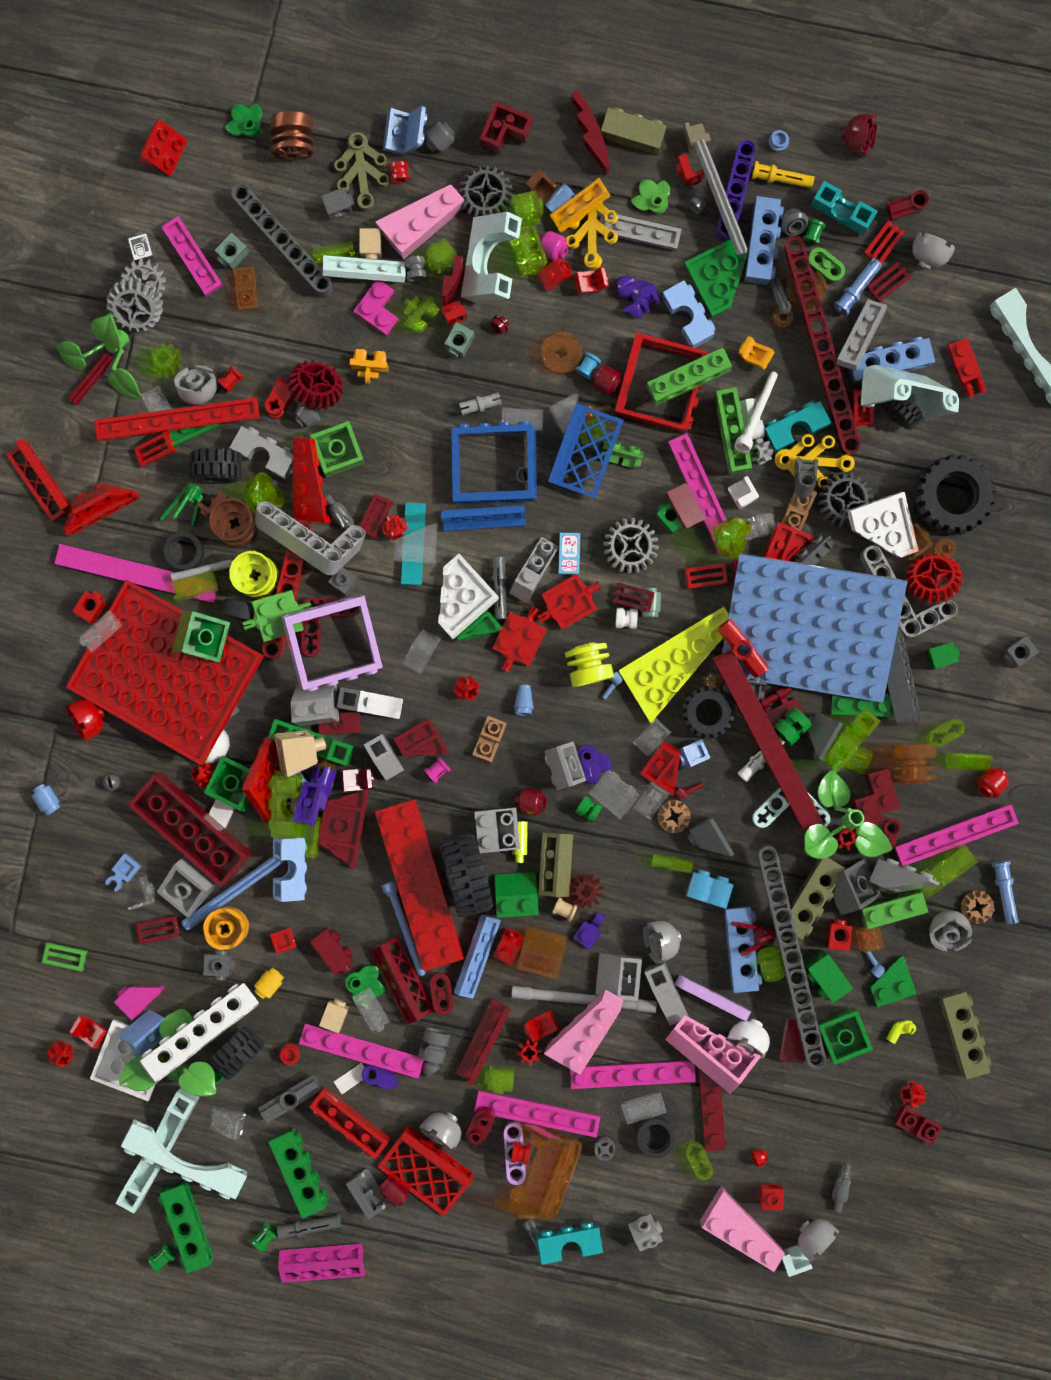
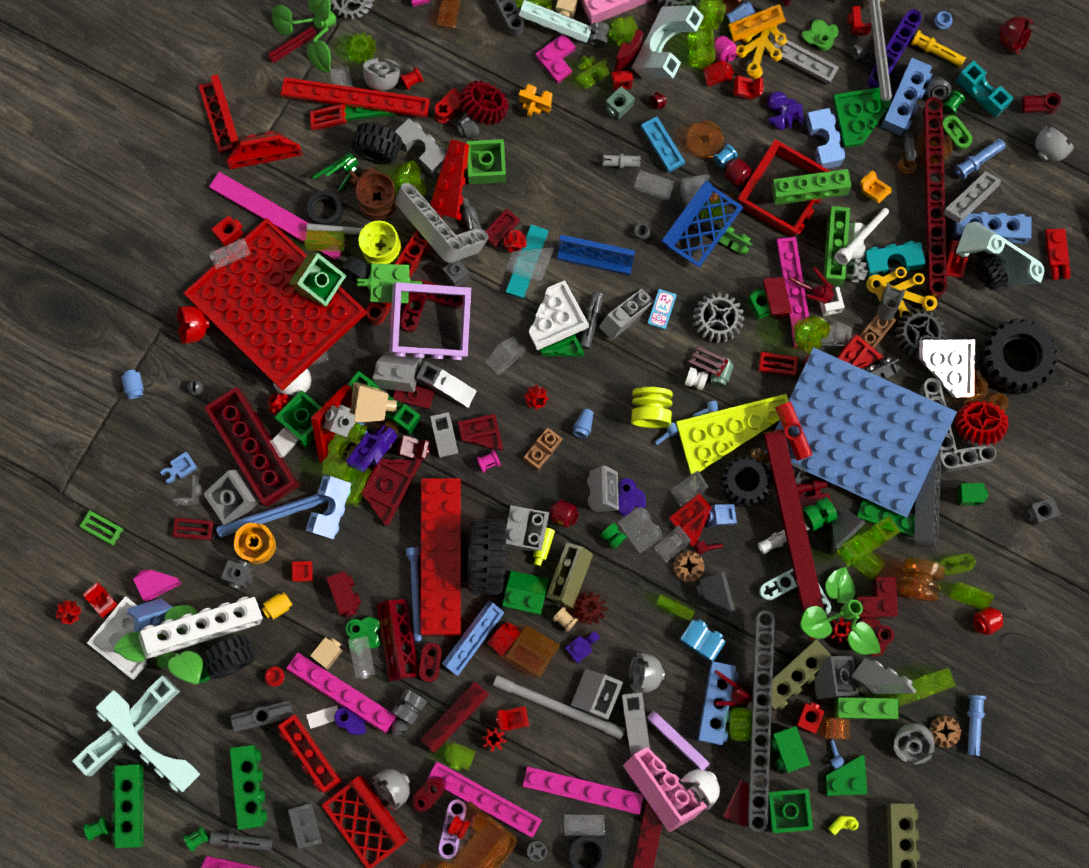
camera: 10 degrees right, 10 degrees down
(227, 1122) = (198, 721): clear slope -> none
(272, 782) = (339, 420): none -> light grey brick
(393, 1191) = (329, 832): dark red brick -> none
(502, 496) = (640, 247): blue window -> none
(518, 372) = (662, 144): none -> dark azure plate
(519, 639) = (596, 369): red plate -> none
(569, 601) = (649, 350): red plate -> none
(580, 1039) = (545, 739): bright pink wedge -> none
(651, 644) = (712, 407): none -> medium blue hand
(733, 487) = (822, 292): none -> dark red plant
(894, 229) = (1024, 120): red tile -> none
(902, 271) = (1021, 156): dark red tile -> none
(956, 835) = (943, 658): dark pink plate -> none

